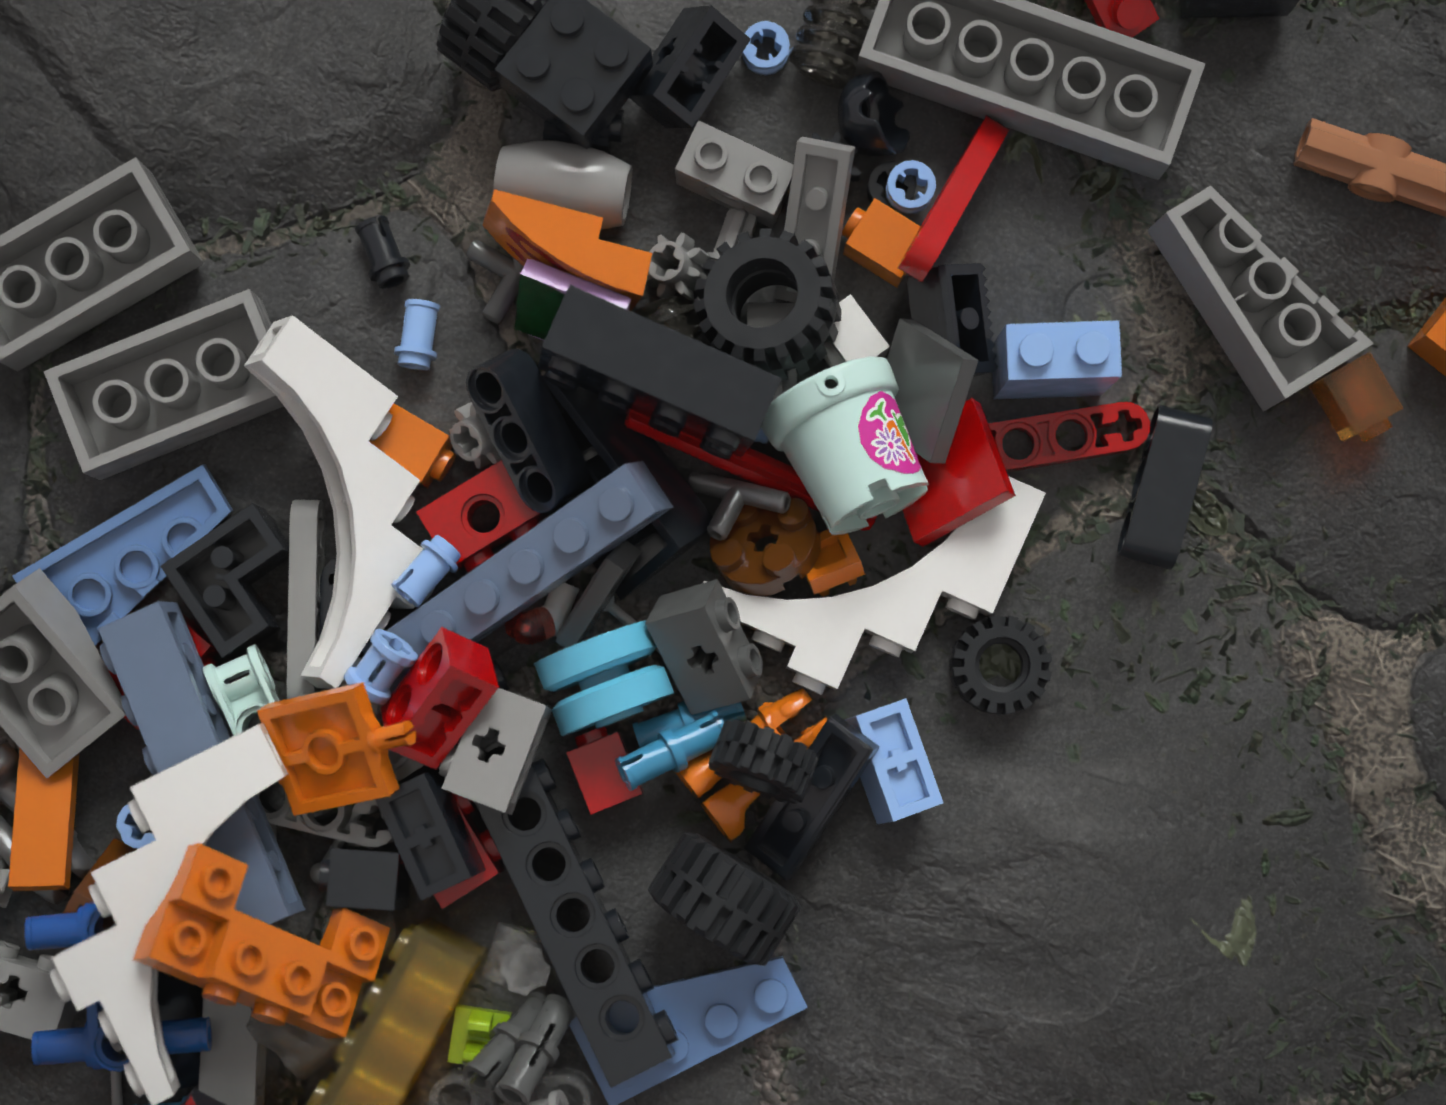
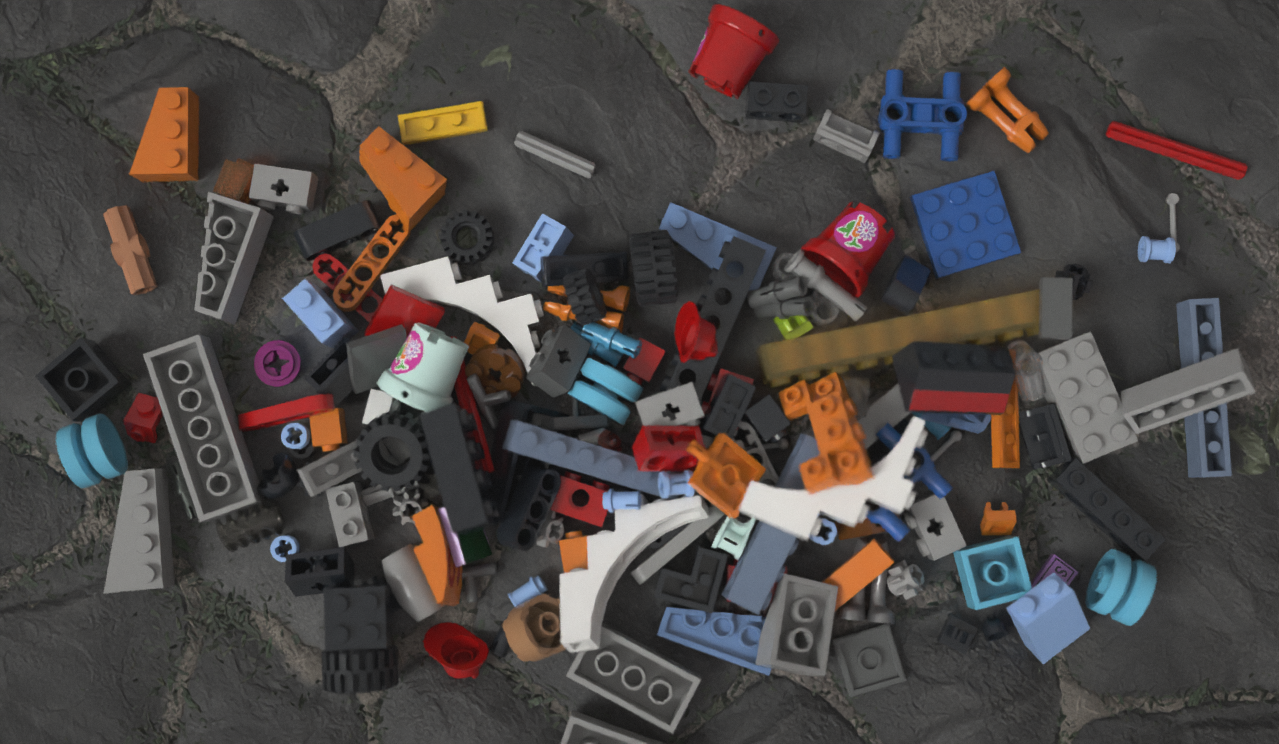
camera: 130 degrees left, 0 degrees up
(353, 301) = (535, 628): none -> medium nougat brick
(421, 169) = (456, 649): none -> red piece
(516, 959) = (748, 332): clear piece -> none
(573, 874) = (694, 334): none -> red piece
(1020, 896) = (555, 154): none -> light grey axle
(1029, 223) = (267, 355): none -> magenta gear
(1083, 494) = (368, 260): none -> orange beam
(1167, 642) = (401, 176): none -> orange wedge
(1203, 770) = (442, 123): none -> yellow tile
(1321, 446) = (270, 179): none -> light grey brick

